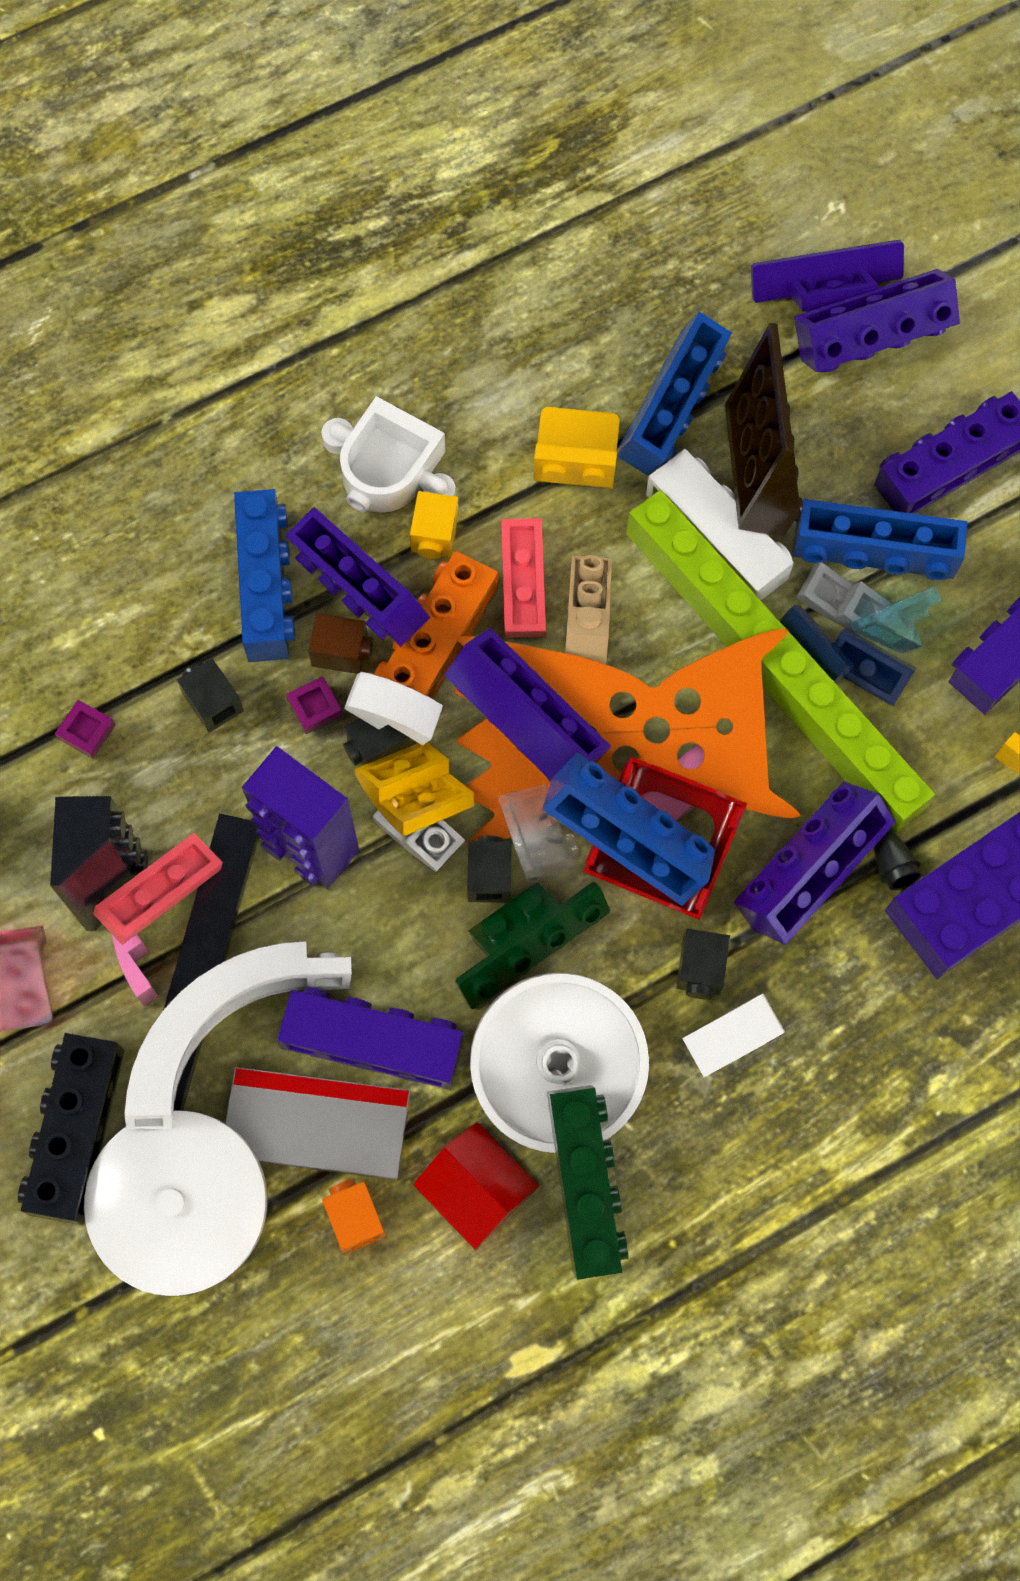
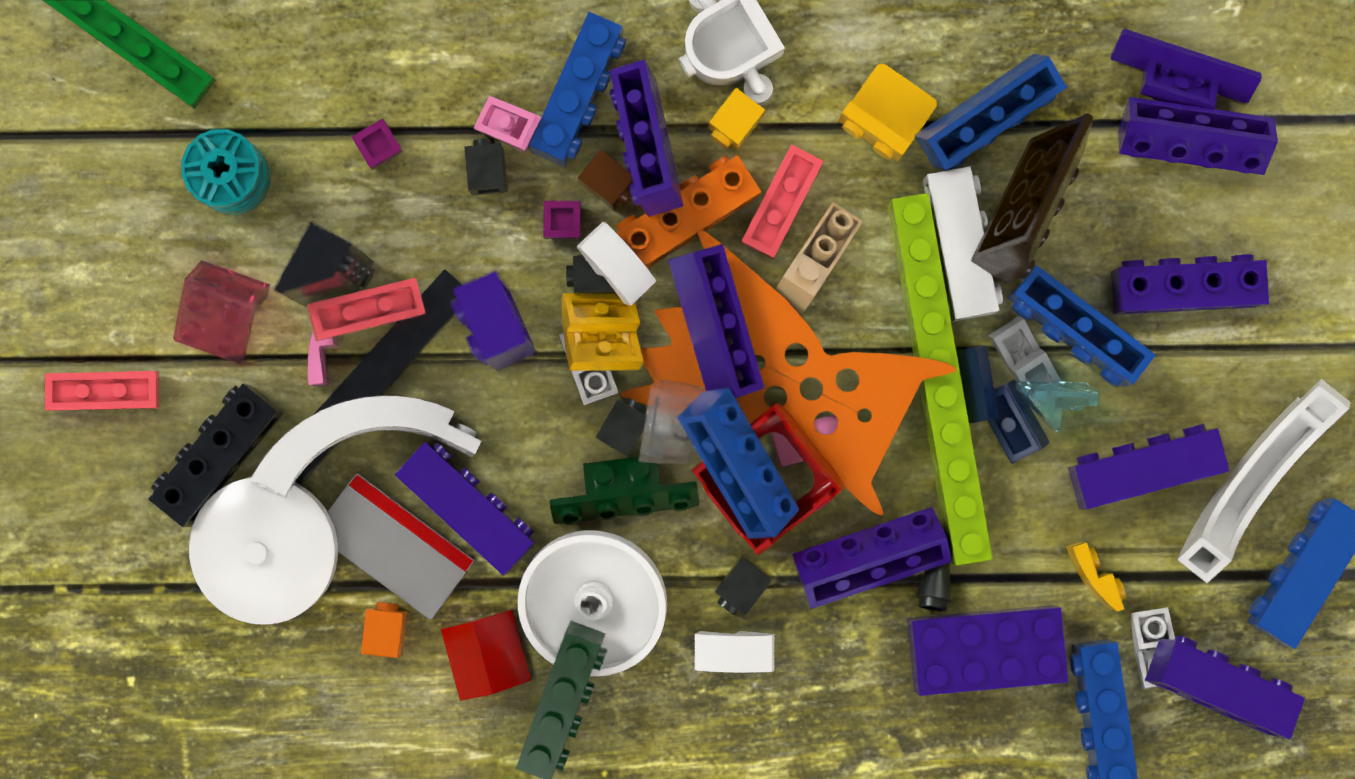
camera: 25 degrees right, 15 degrees up
(210, 637) = (507, 123): none -> bright pink slope

